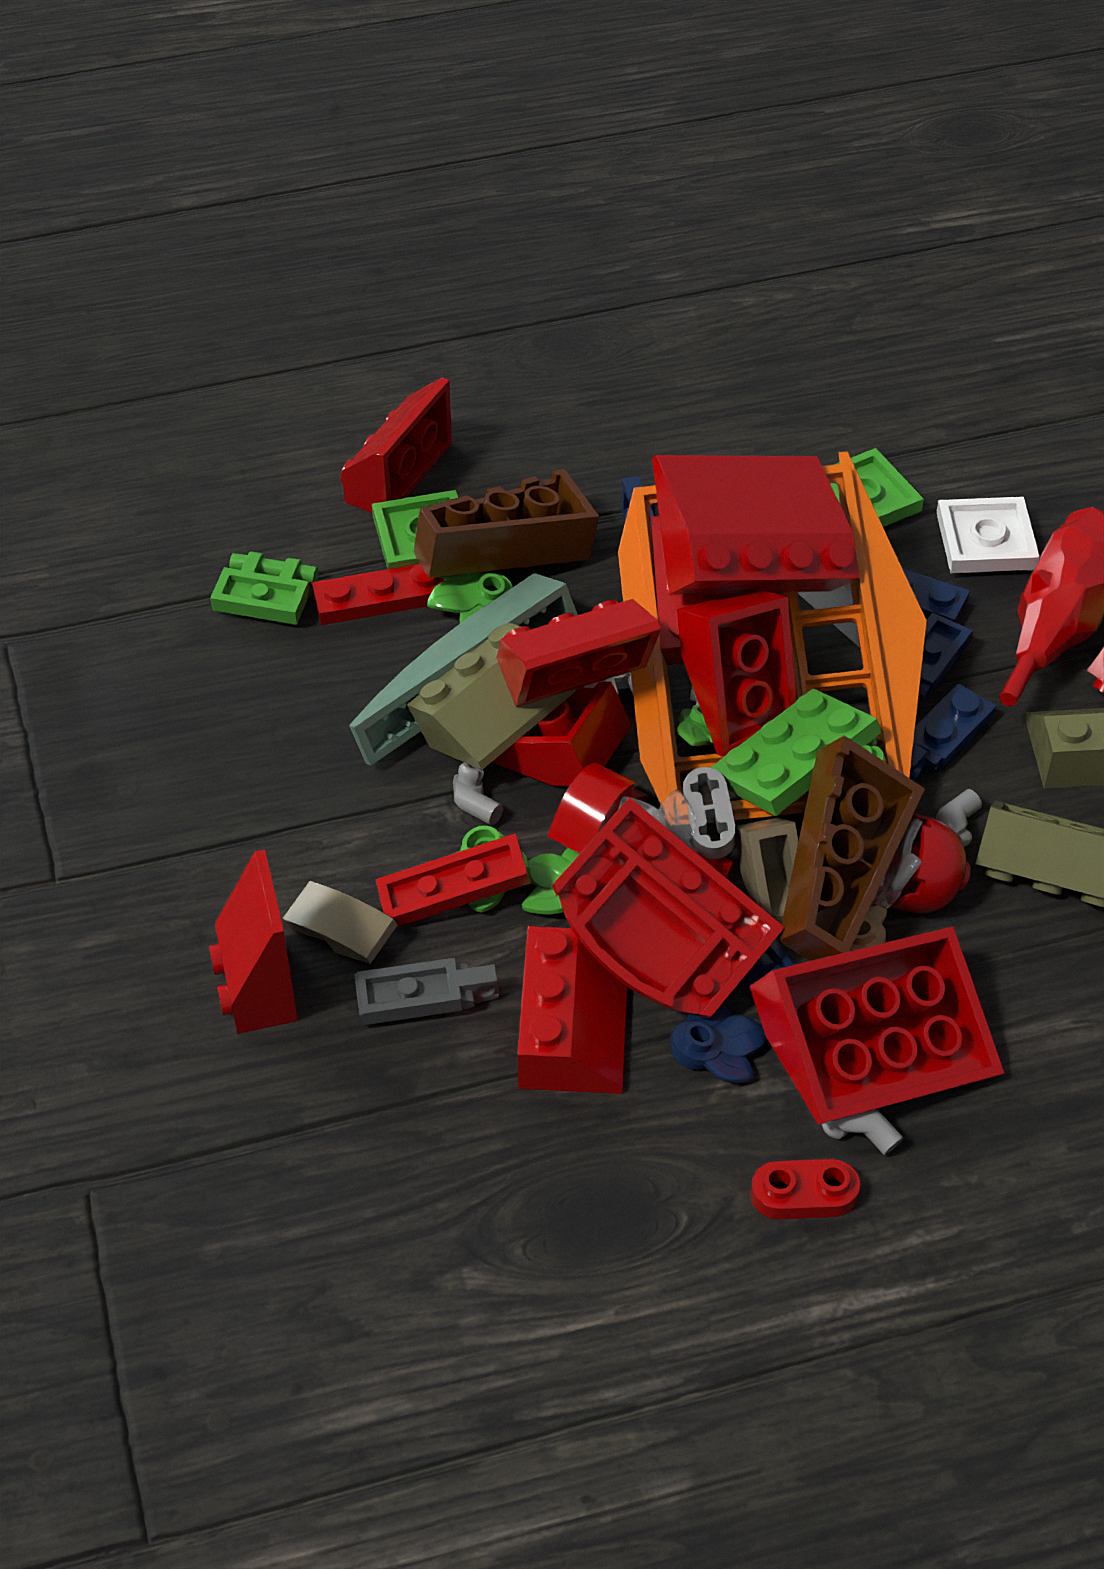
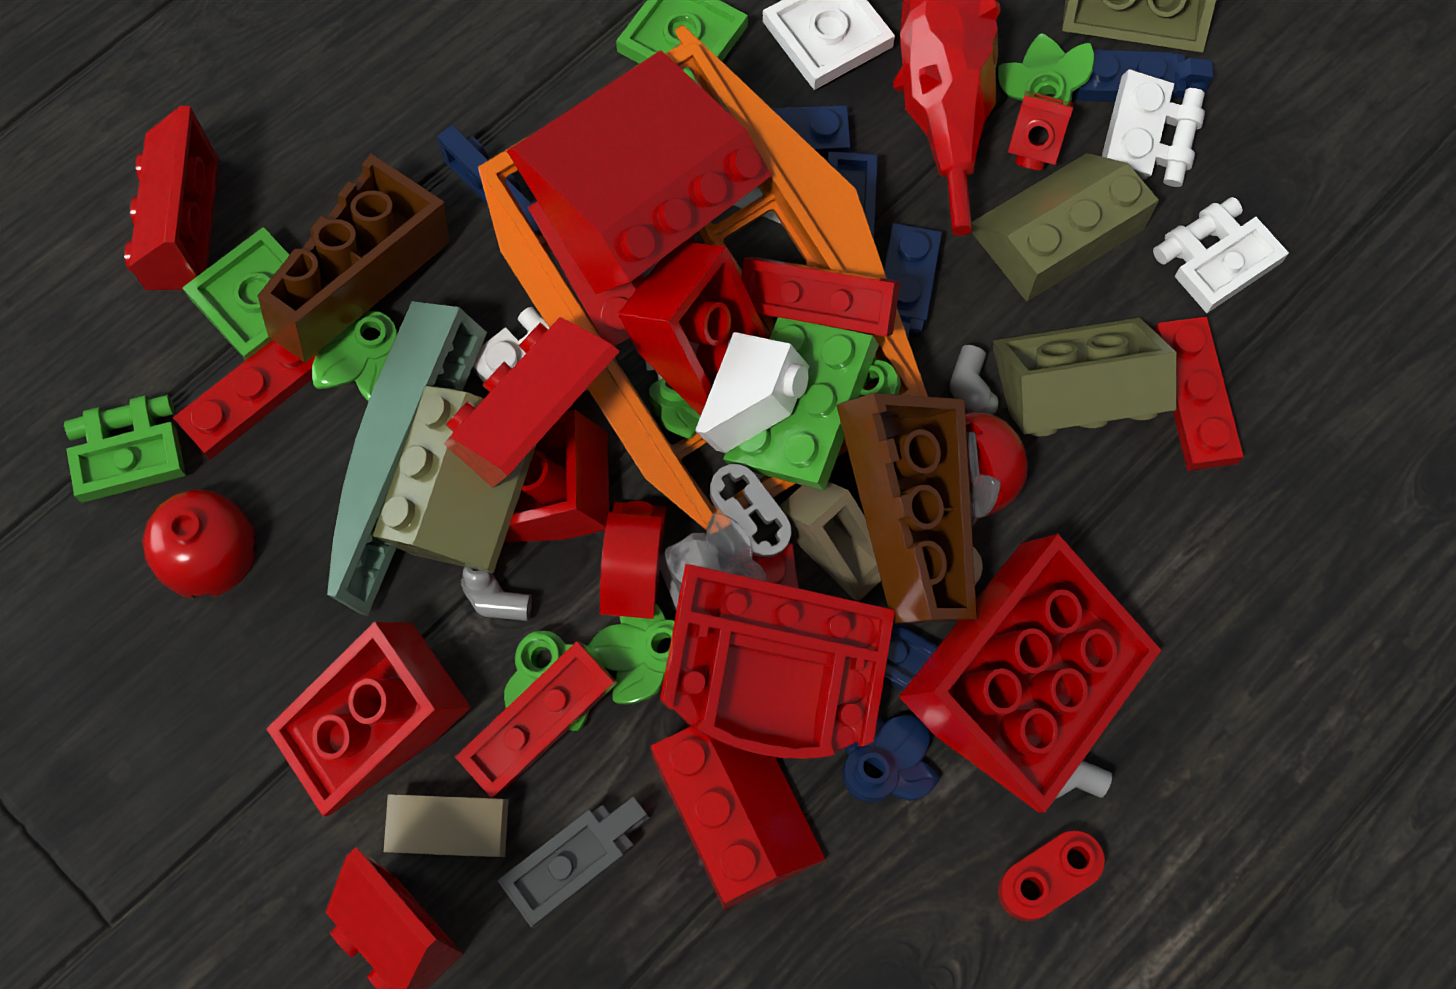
camera: 30 degrees left, 20 degrees up
(278, 666) = (199, 543): none -> red cylinder
(332, 822) = (367, 714): none -> red slope
(754, 717) = (751, 390): none -> white slope
(853, 680) = (821, 295): none -> red plate

